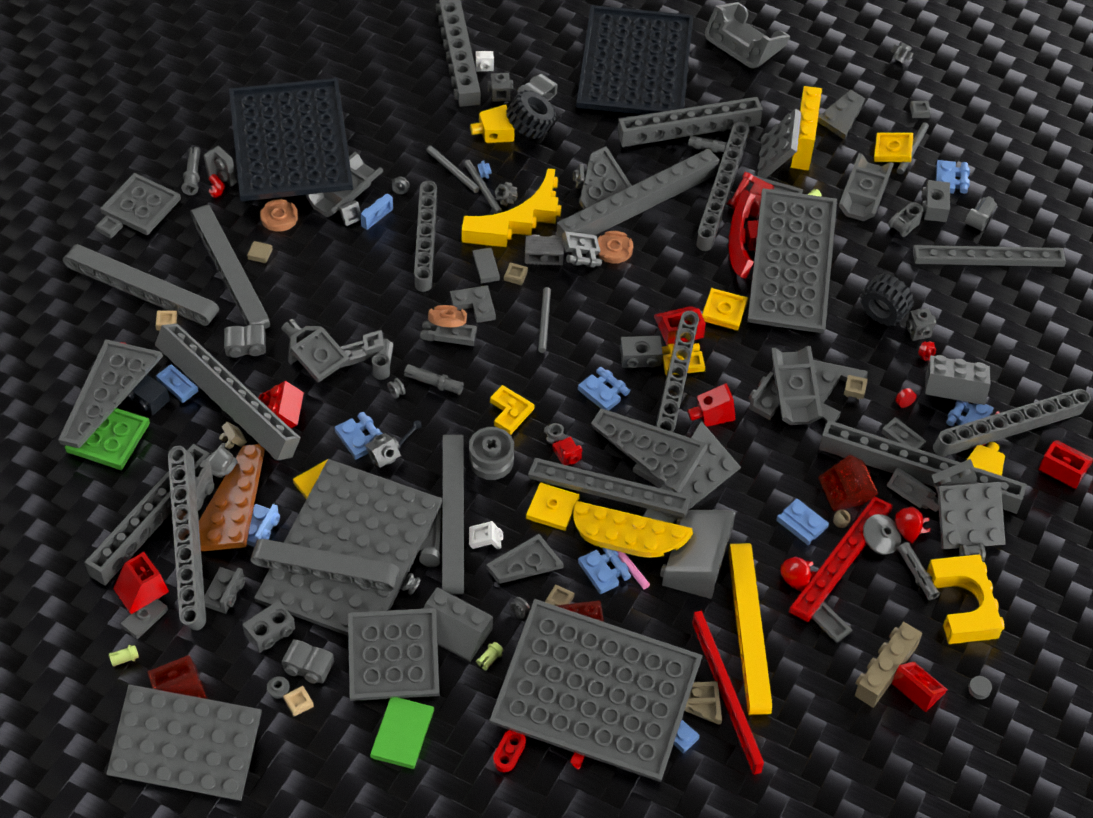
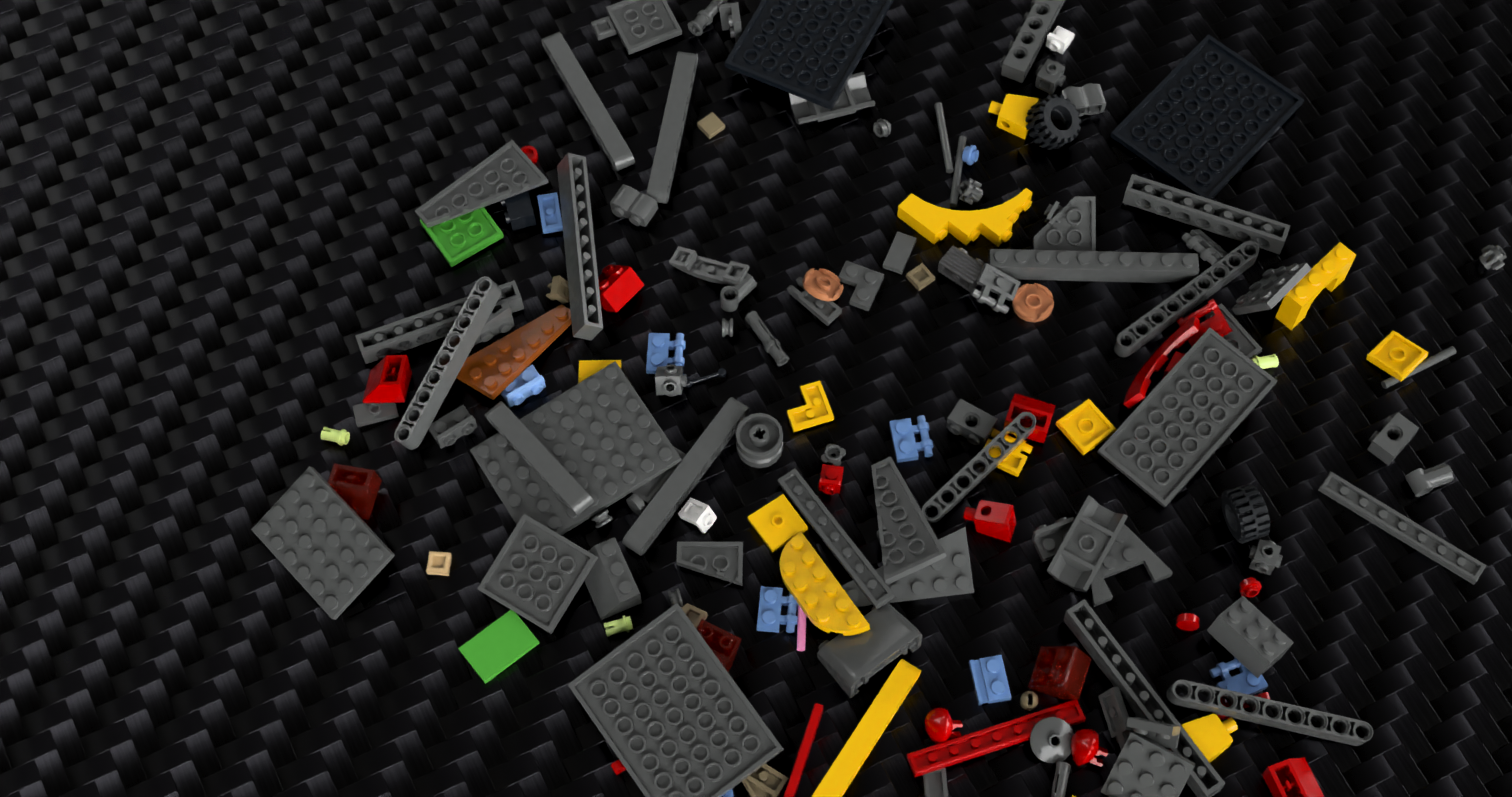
camera: 40 degrees right, 10 degrees up
(165, 318) = (586, 147): tan tile -> none
(218, 186) = (722, 40): red arm -> none
(221, 462) = (527, 309): dark grey piece -> none
(265, 623) = (462, 478): dark grey brick -> none
(278, 692) = (431, 546): dark grey plate -> none
(279, 215) = (754, 98): nougat tile -> none
(307, 661) = (469, 534): dark grey brick -> none
(314, 350) = (680, 250): dark grey plate -> none
(350, 212) = (815, 131): dark grey tile -> none
(376, 211) = (839, 143): medium blue plate -> none
(425, 236) = (861, 199): dark grey beam -> none
(509, 752) = (568, 719): red plate -> none
(544, 320) = (910, 338): dark grey bar -> none
(560, 595) = (718, 612): dark tan tile -> none
(733, 35) = (1335, 148): dark grey windscreen -> none
(842, 113) = (1373, 289): dark grey wing -> none
(855, 387) = (1145, 581): dark tan tile -> none
(864, 189) = (1329, 382): dark grey piece -> none
(900, 433) = (1153, 659): dark grey plate -> none
(907, 219) = (1340, 440): dark grey piece -> none
(920, 109) = (1463, 329): dark grey tile -> none
(947, 171) = (1429, 415): medium blue plate -> none

